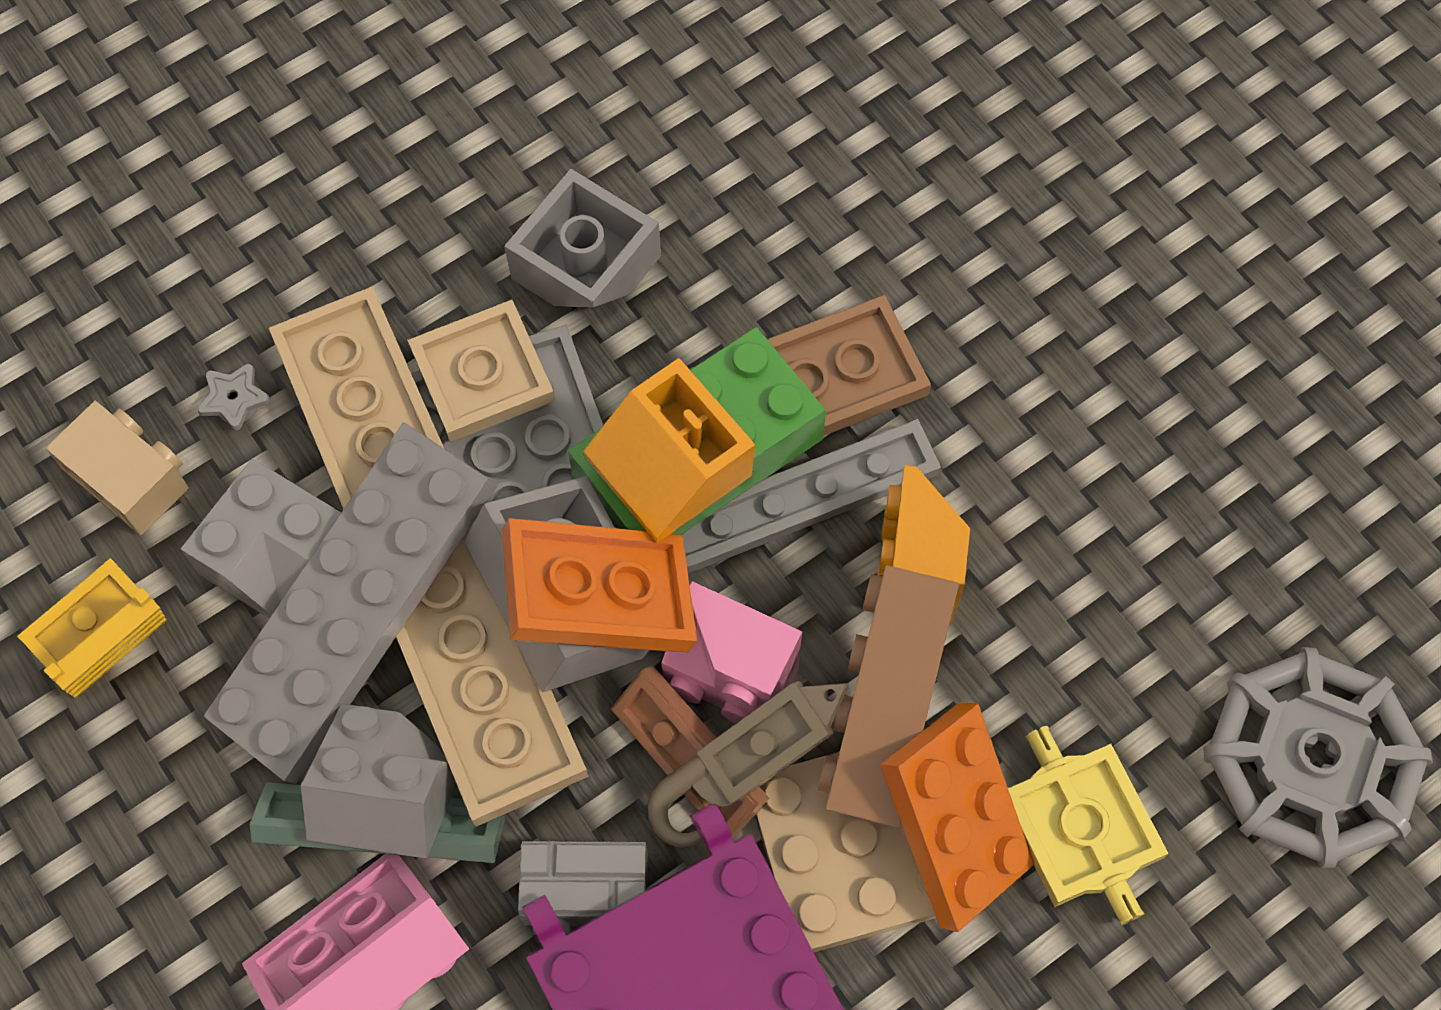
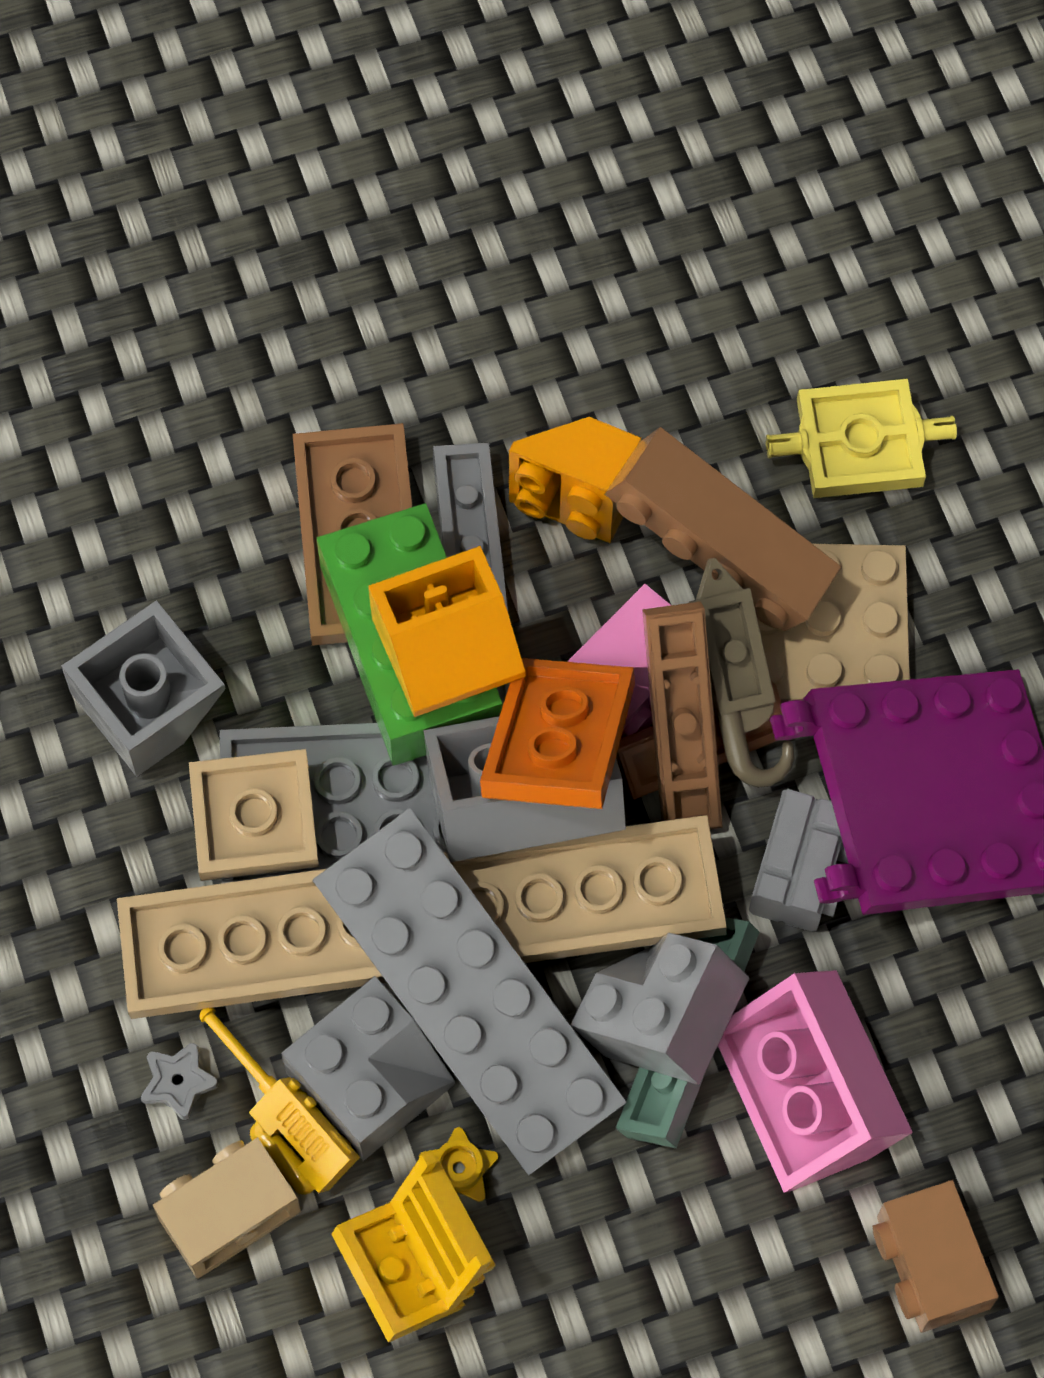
camera: 75 degrees left, 0 degrees up
(195, 645) = (475, 1161): none -> yellow plate
(205, 489) = (294, 1115): none -> yellow piece
(680, 713) = (682, 712): none -> medium nougat plate
(957, 815) = (841, 517): orange plate -> none
(1297, 782) = (847, 266): light grey plate -> none

